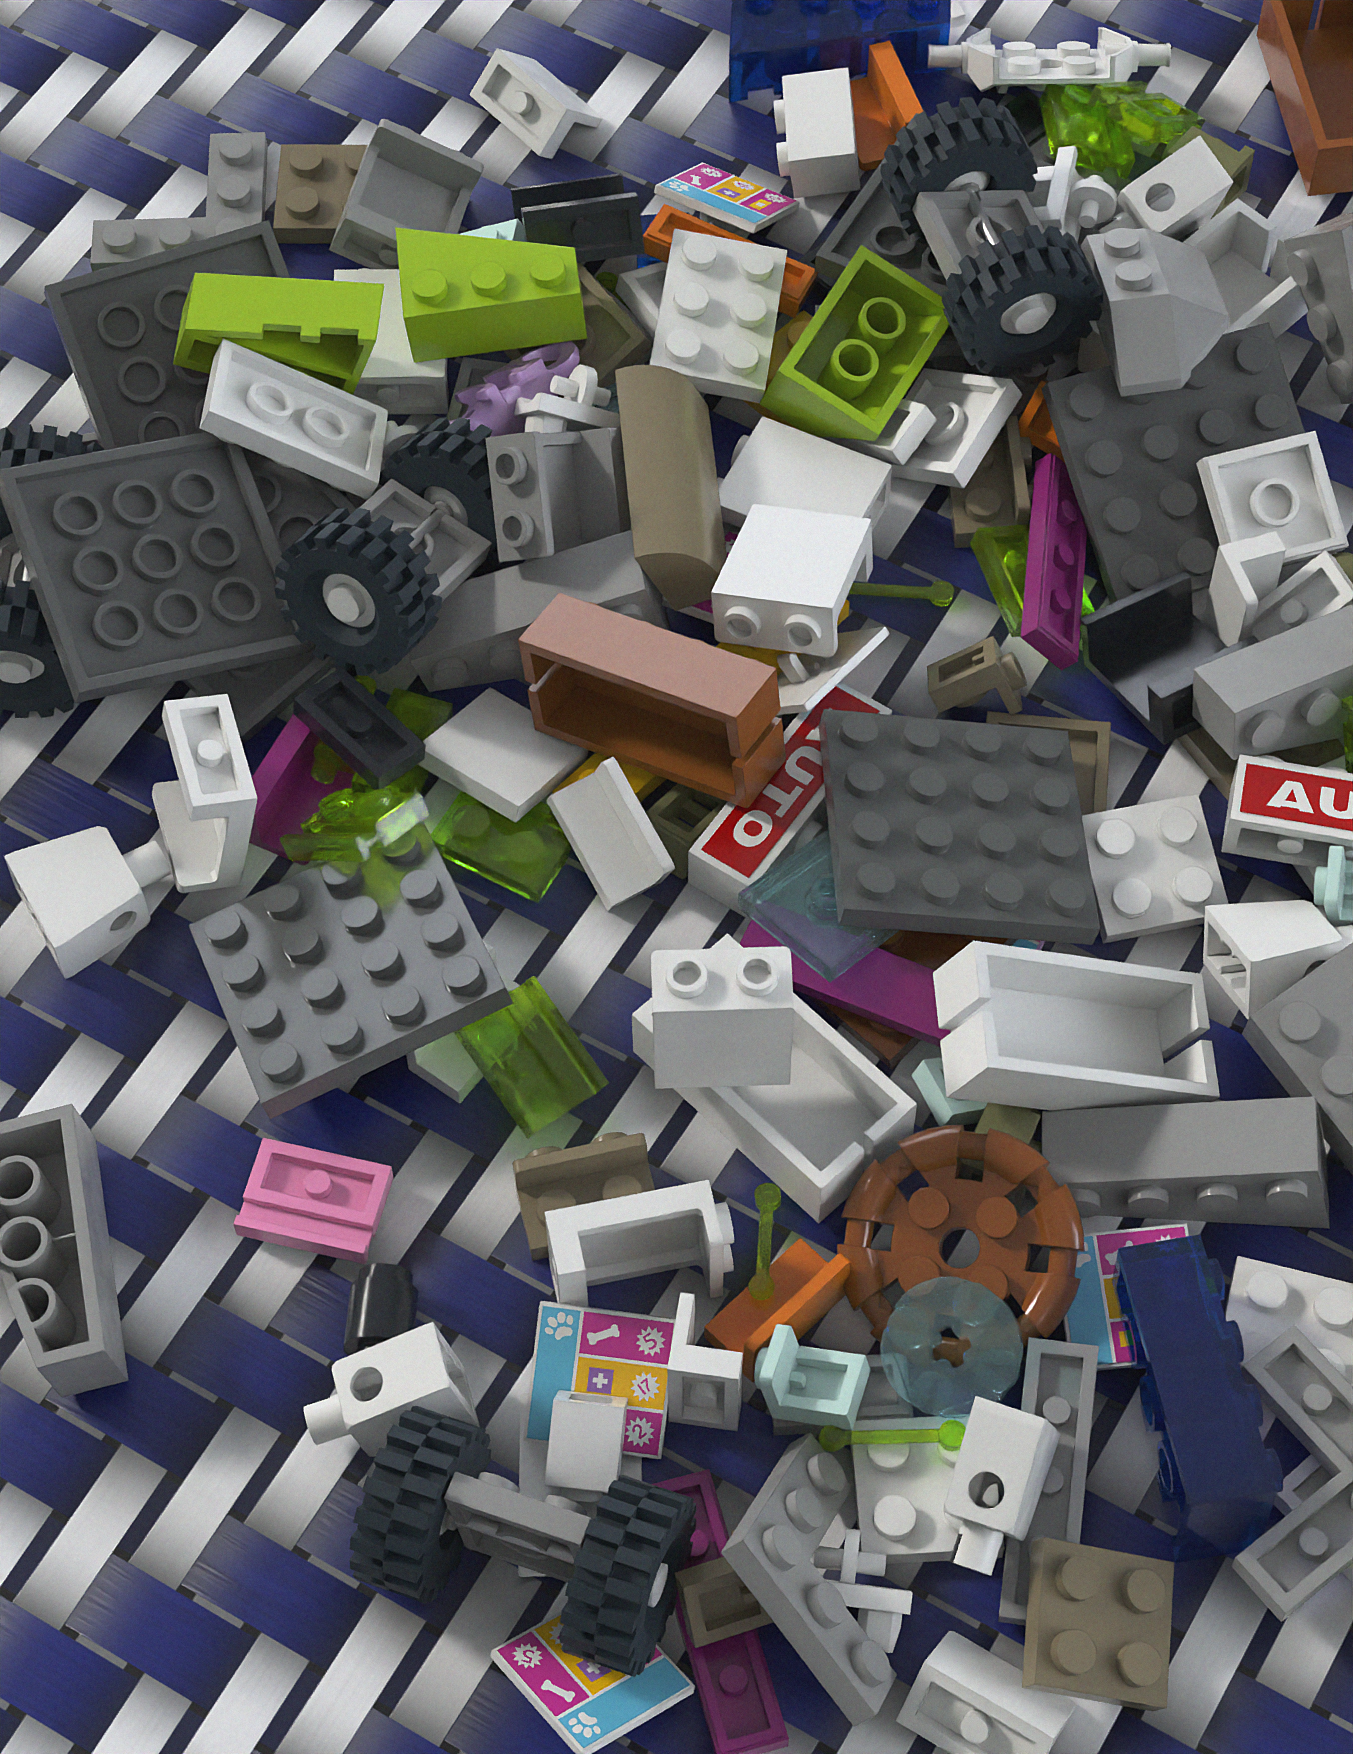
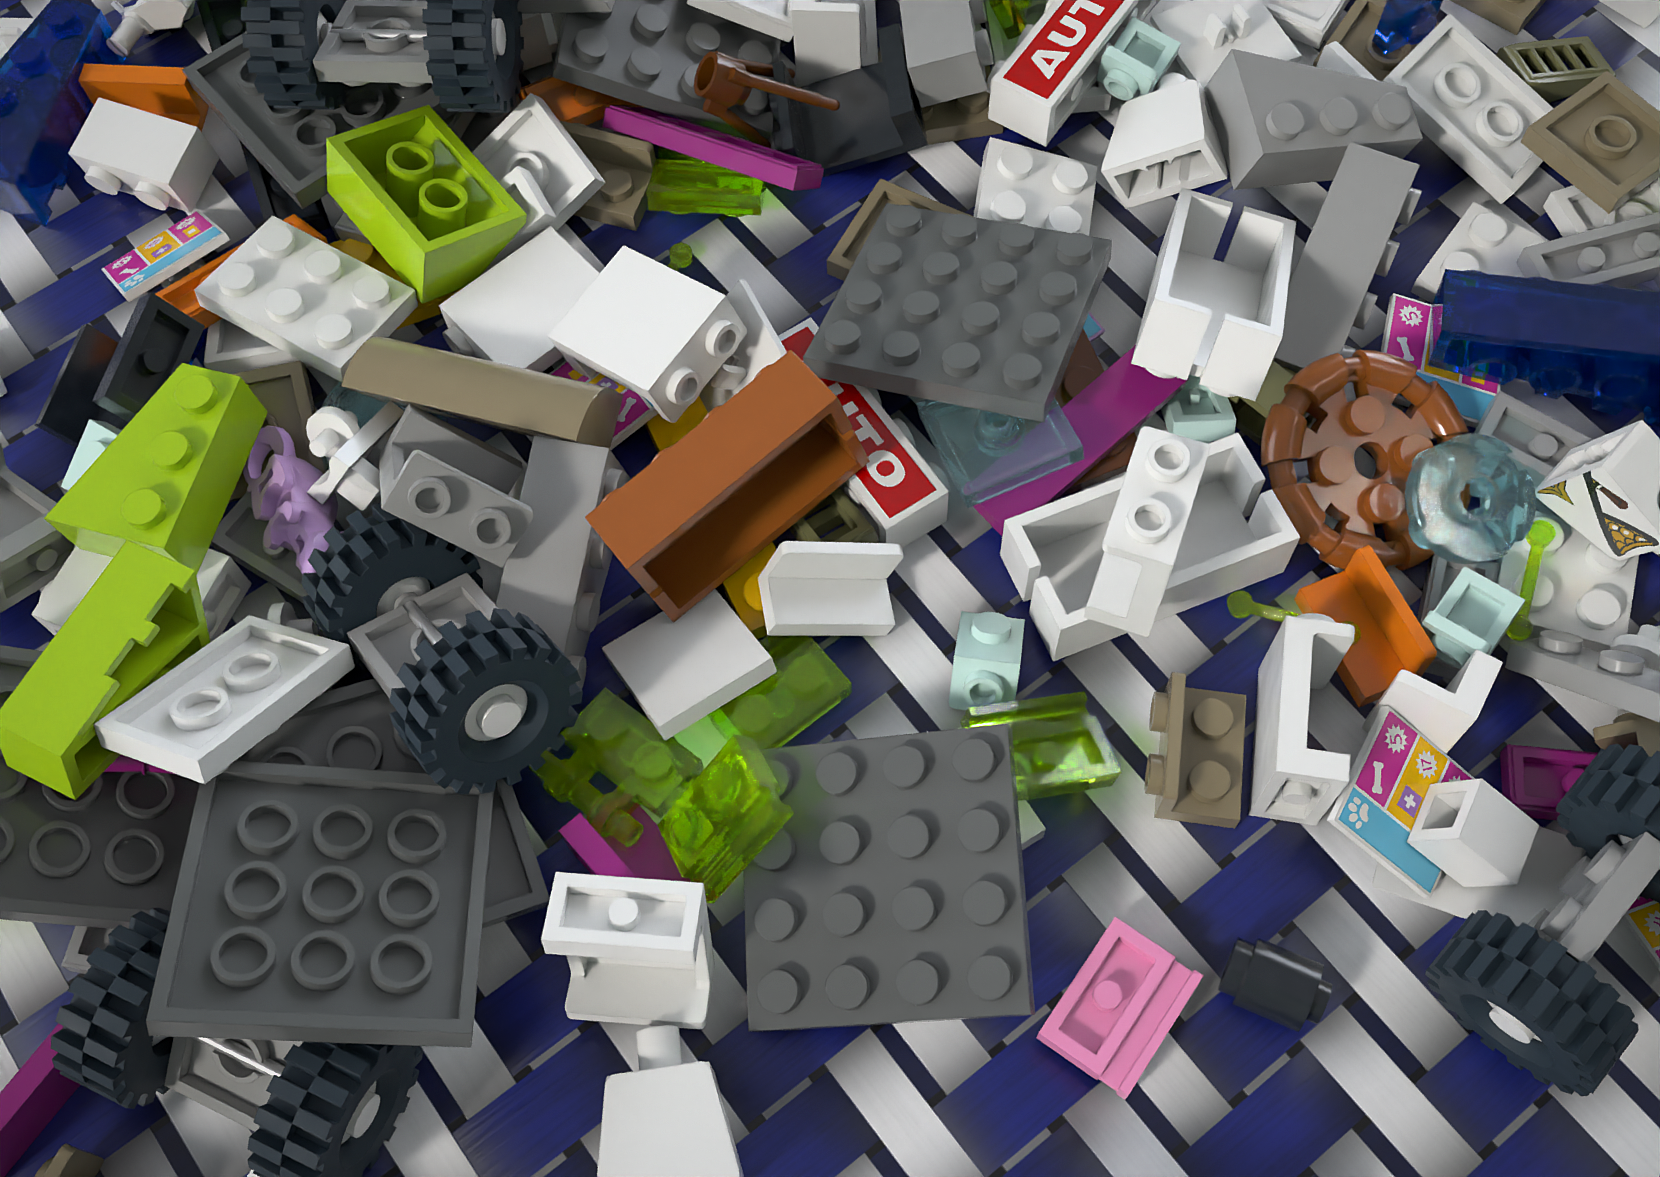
camera: 65 degrees left, 5 degrees up
(359, 729) = (618, 772): black plate -> none
(386, 1382) = (1387, 965): white torso -> none
(602, 988) = (986, 660): none -> light aqua bracket
(972, 672) = (792, 252): dark tan bracket -> none
(1123, 534) = (730, 81): none -> reddish brown plant

